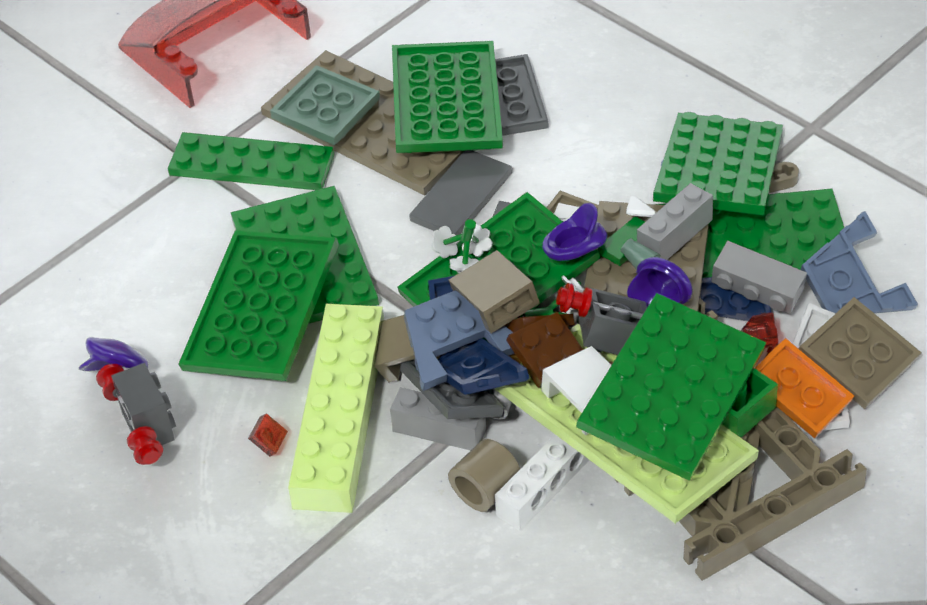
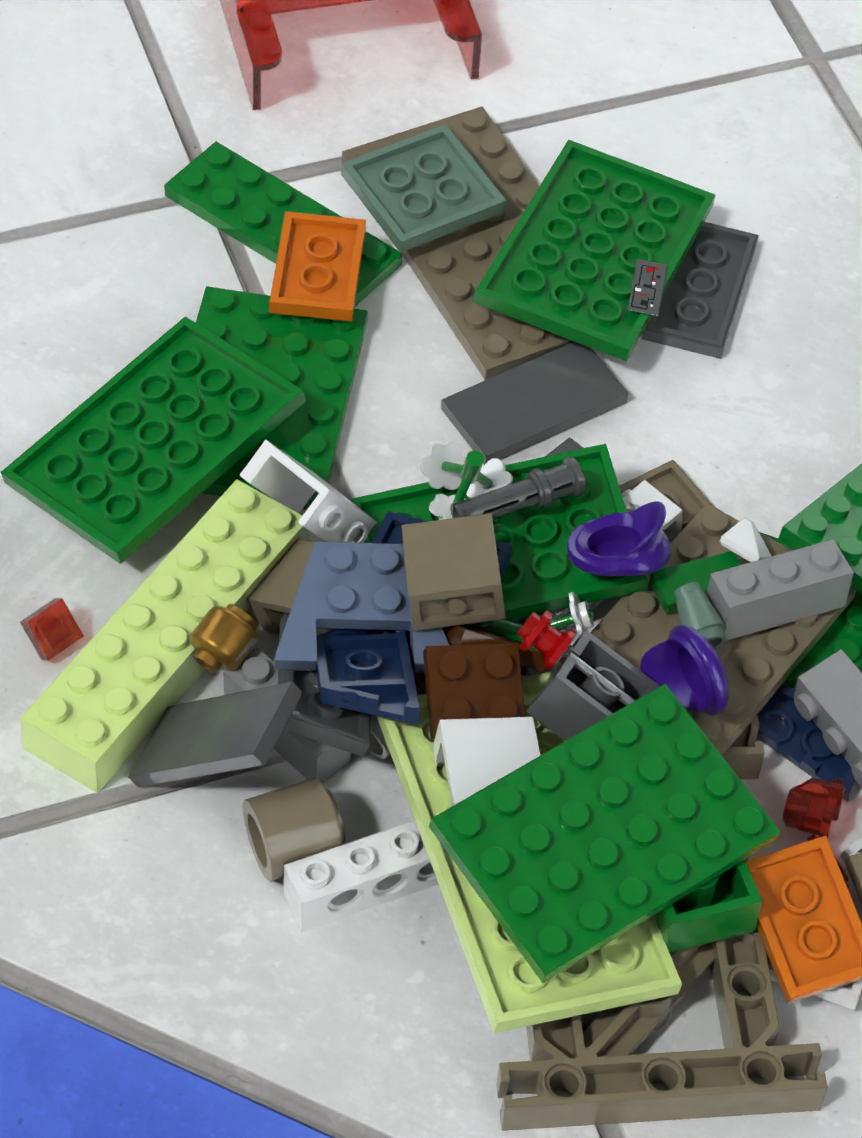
camera: 20 degrees right, 5 degrees up
(293, 171) = (318, 266): none -> orange plate
(357, 289) = (293, 484): none -> white panel
(380, 389) = (224, 638): none -> pearl gold head
(410, 443) = (216, 735): none -> dark grey tile
(490, 103) = (647, 287): none -> dark grey sticker
(507, 230) = (537, 489): none -> dark grey pin

